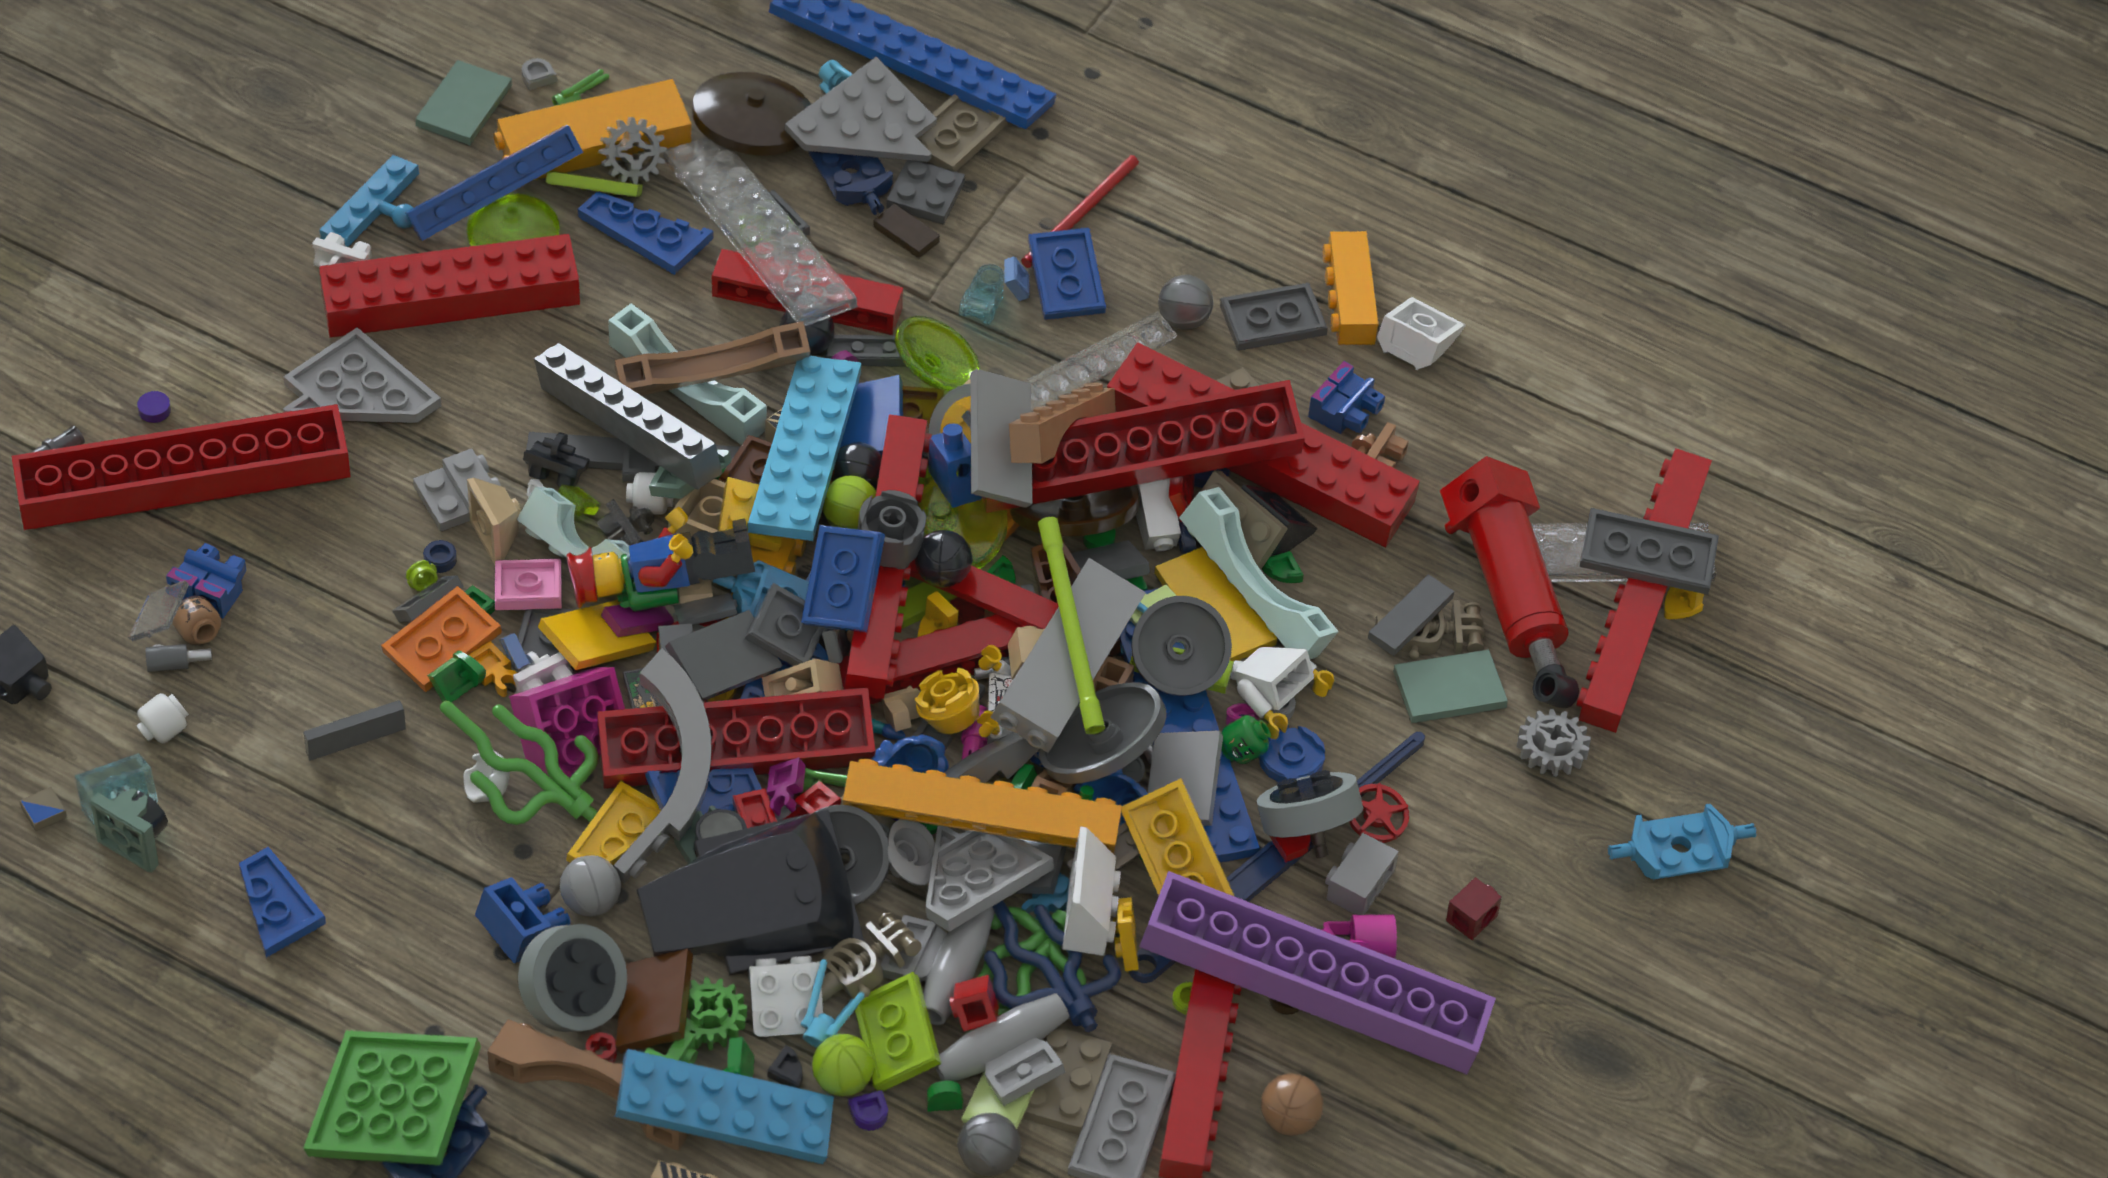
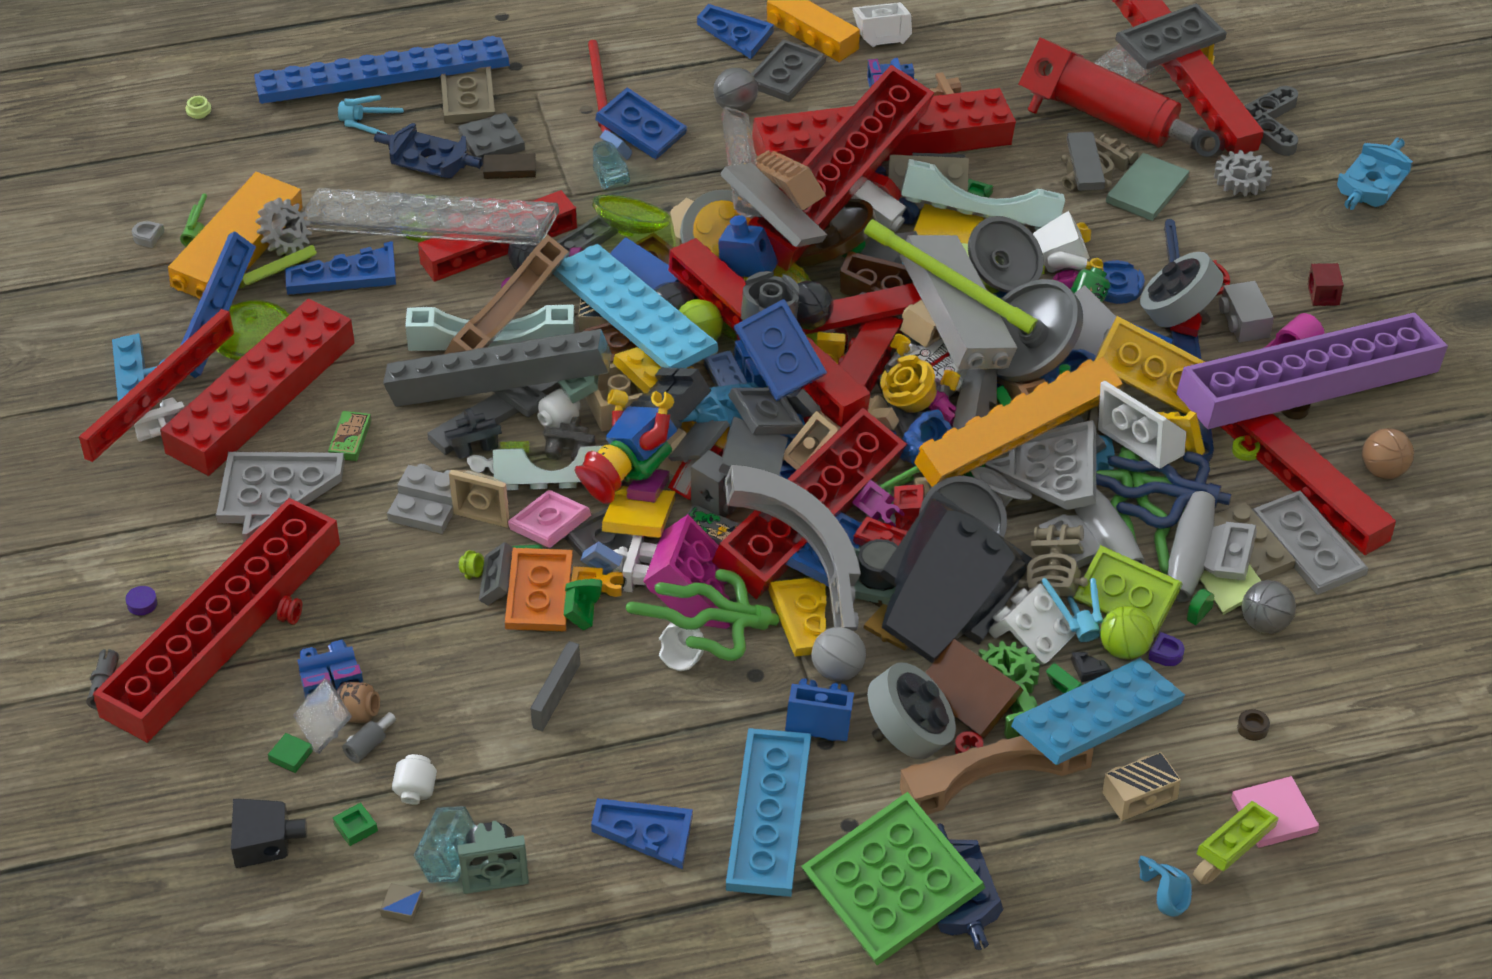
camera: 40 degrees left, 5 degrees down
(86, 719) = (355, 824): none -> green tile
(109, 622) = (290, 752): none -> green tile
(243, 503) = (289, 610): none -> red bush
(359, 223) = (156, 385): none -> red tile
(381, 967) = (769, 812): none -> dark azure plate
(441, 554) = (463, 542): dark blue tile -> none
(463, 102) = (118, 281): sand green tile -> none
(471, 386) = (350, 434): none -> tile
(748, 112) = (328, 162): dark brown dish -> none
(865, 117) = (412, 114): light grey wing -> none
(974, 1003) = (1157, 534): red brick -> none
(1277, 240) = (735, 29): none -> blue wing
(1655, 706) = (1281, 100): none -> dark grey beam

